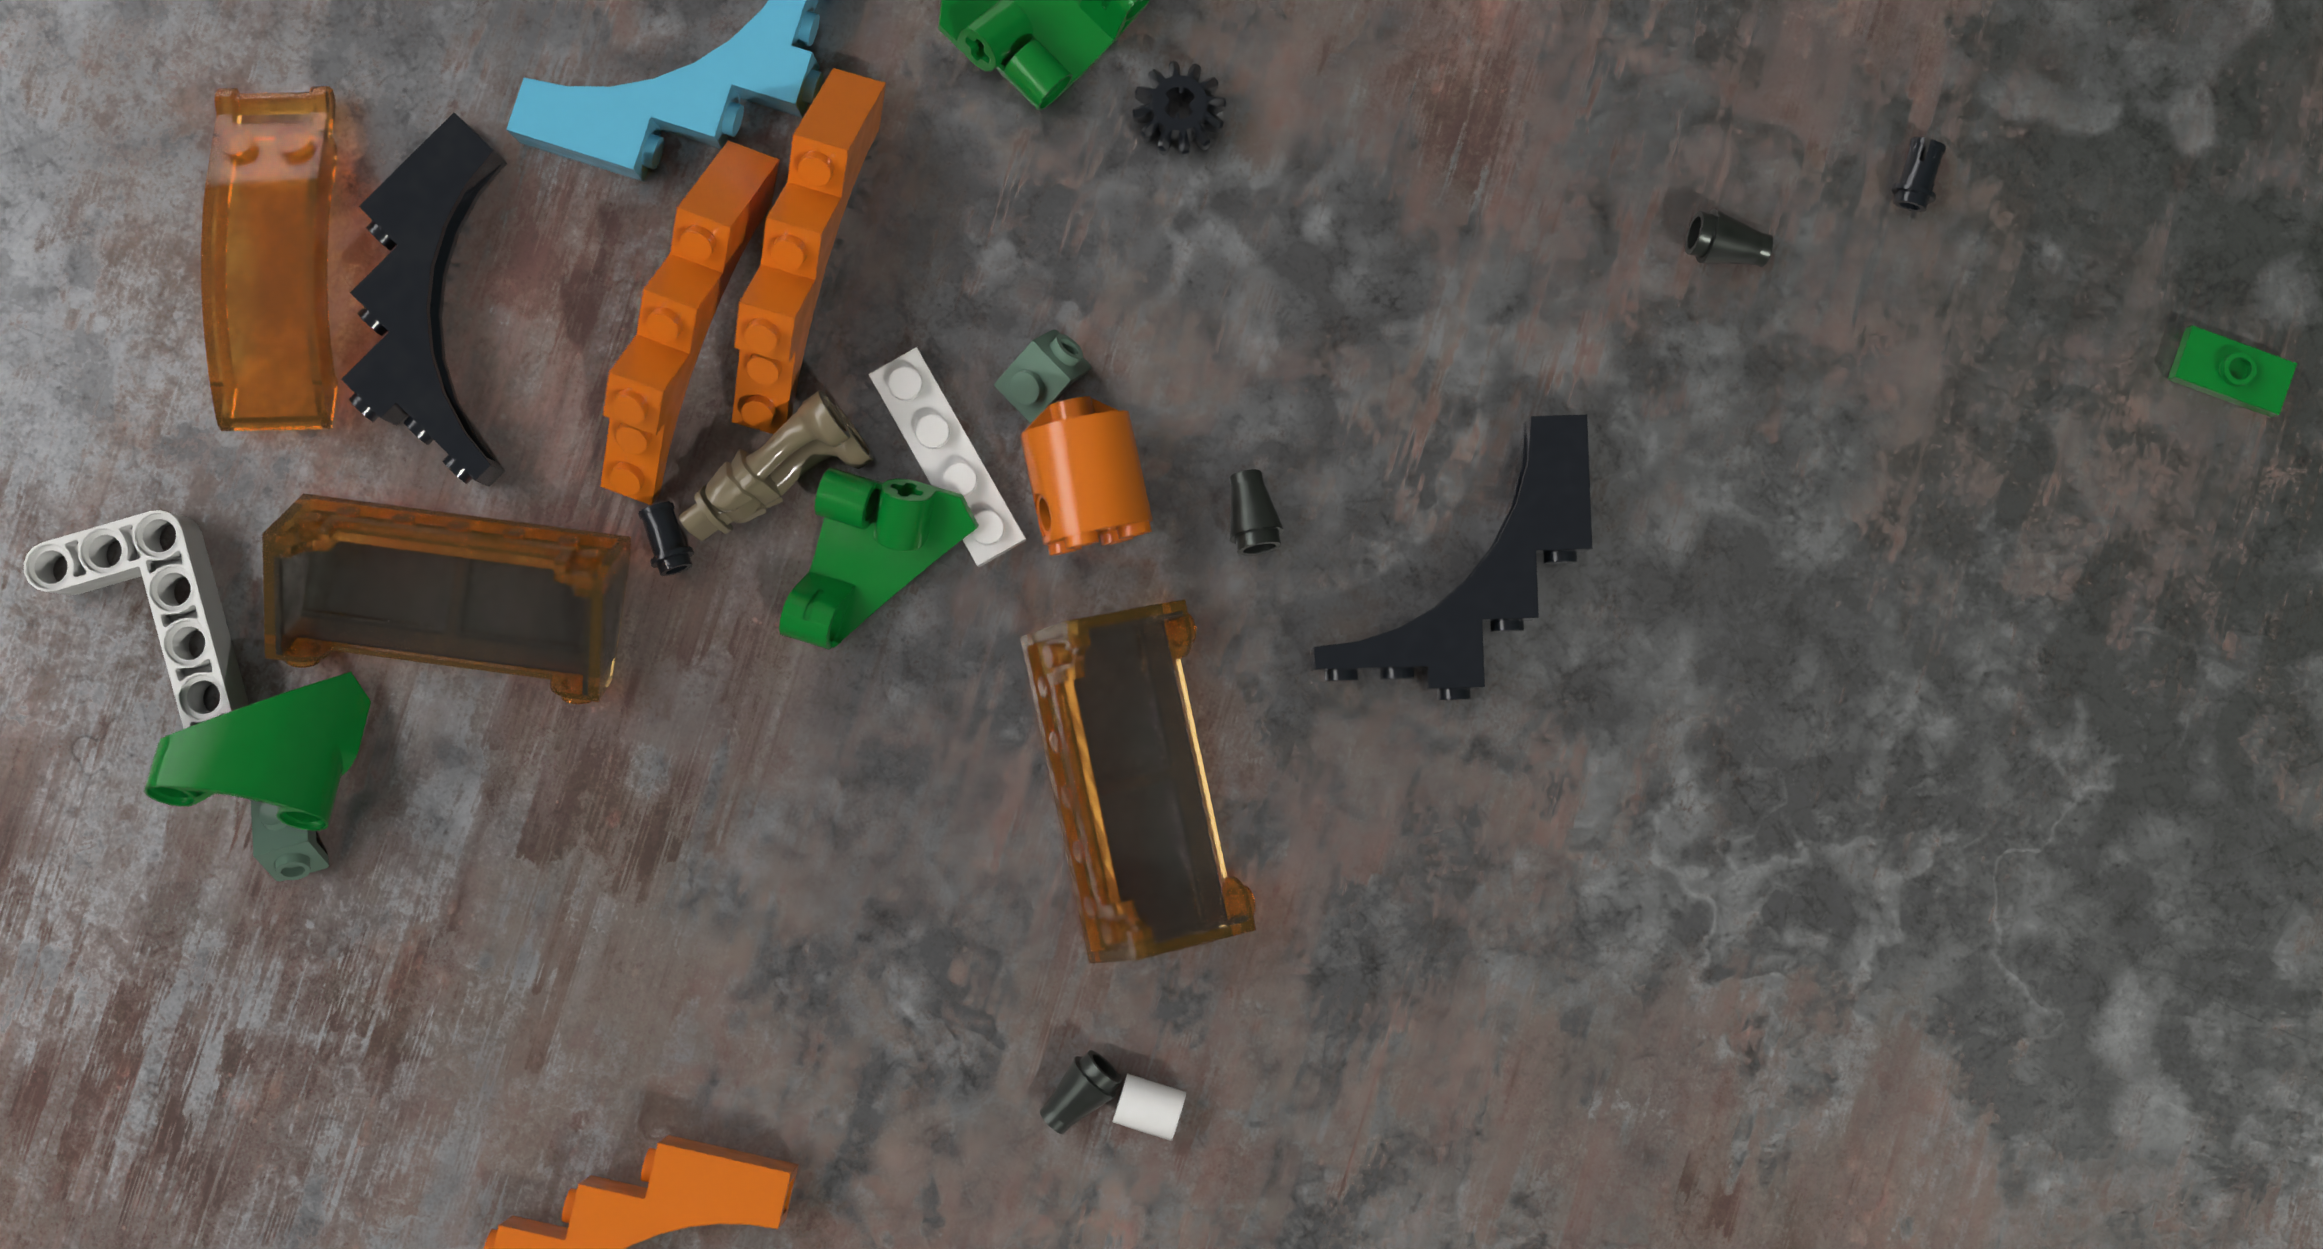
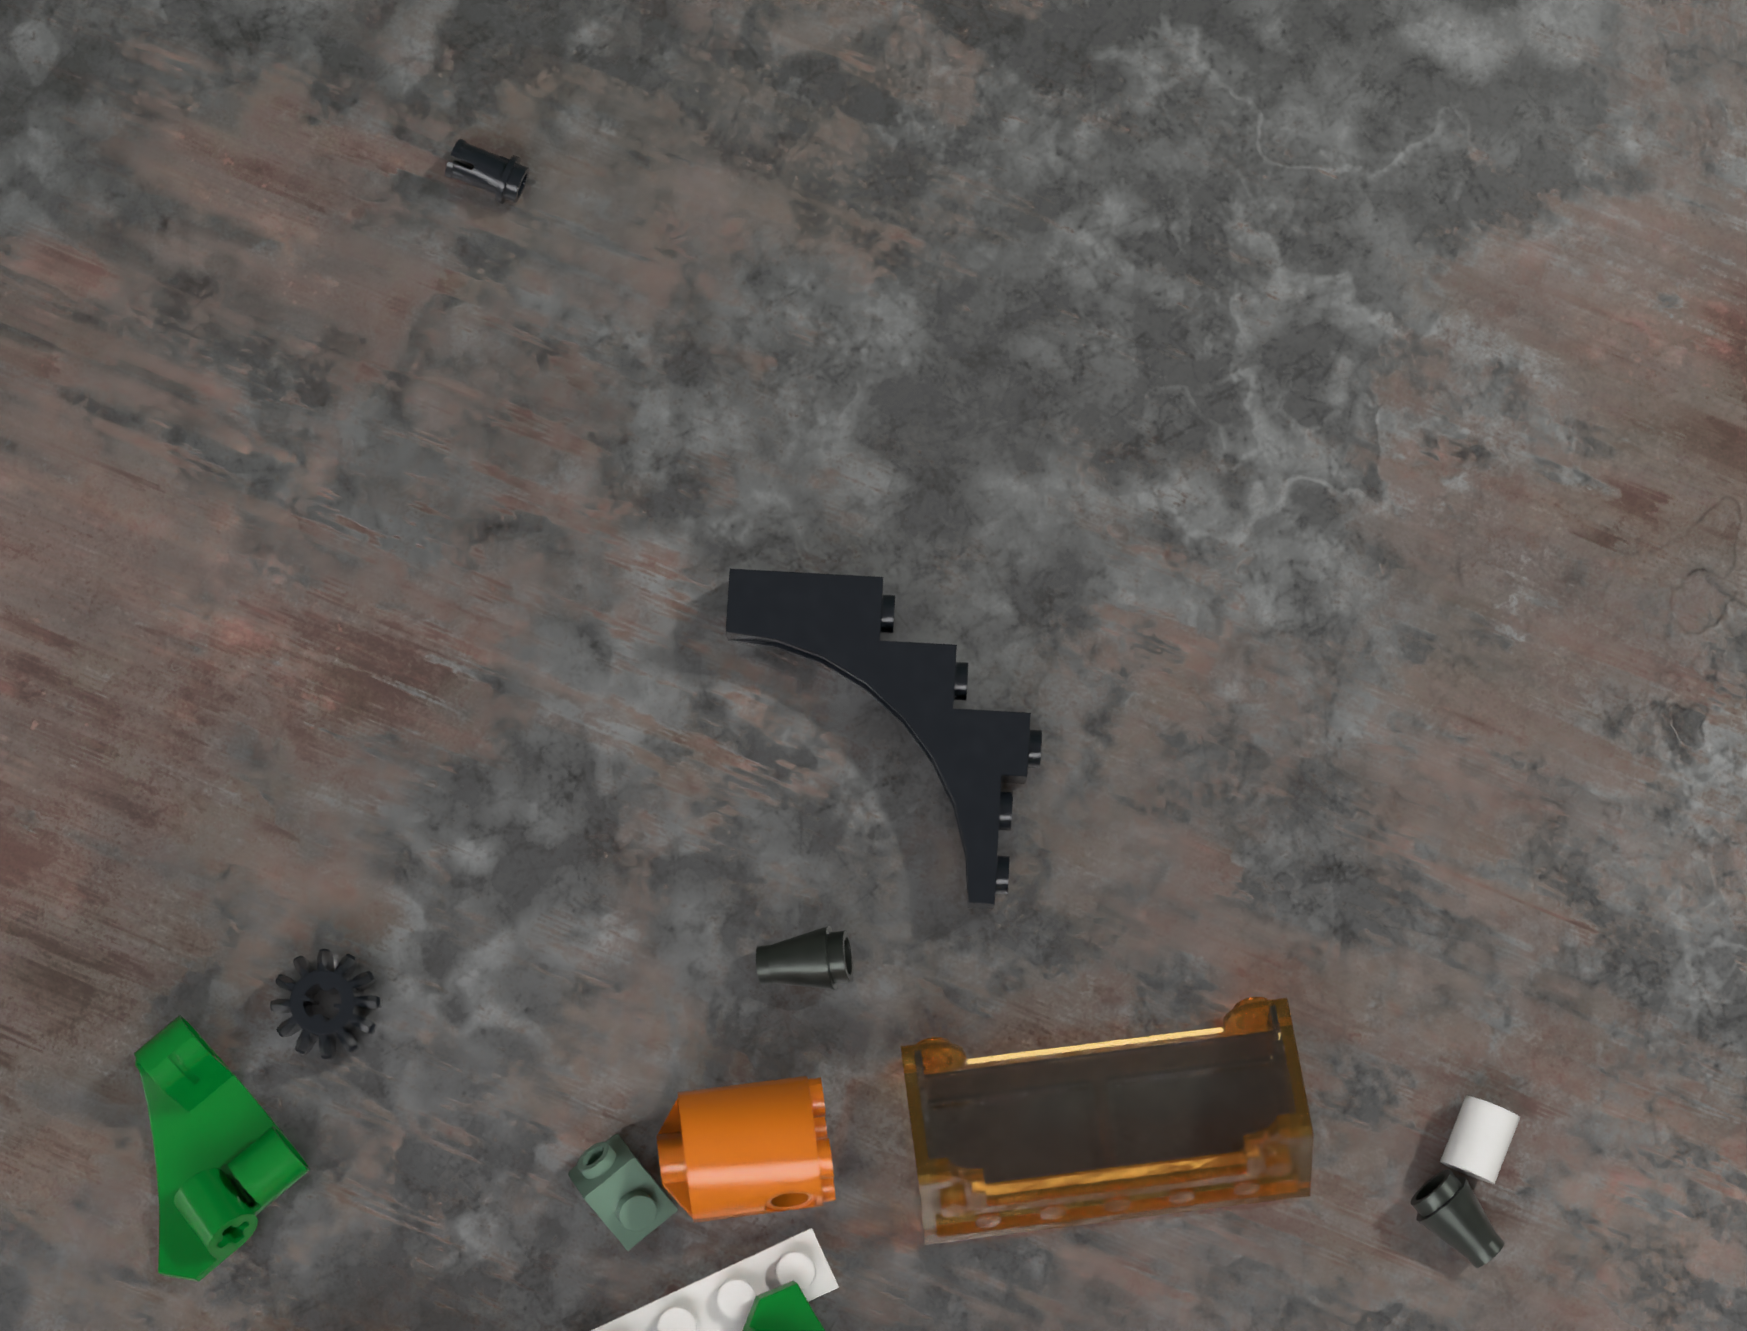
camera: 85 degrees left, 5 degrees down
(1724, 240) = (541, 395): pearl dark grey cone -> none

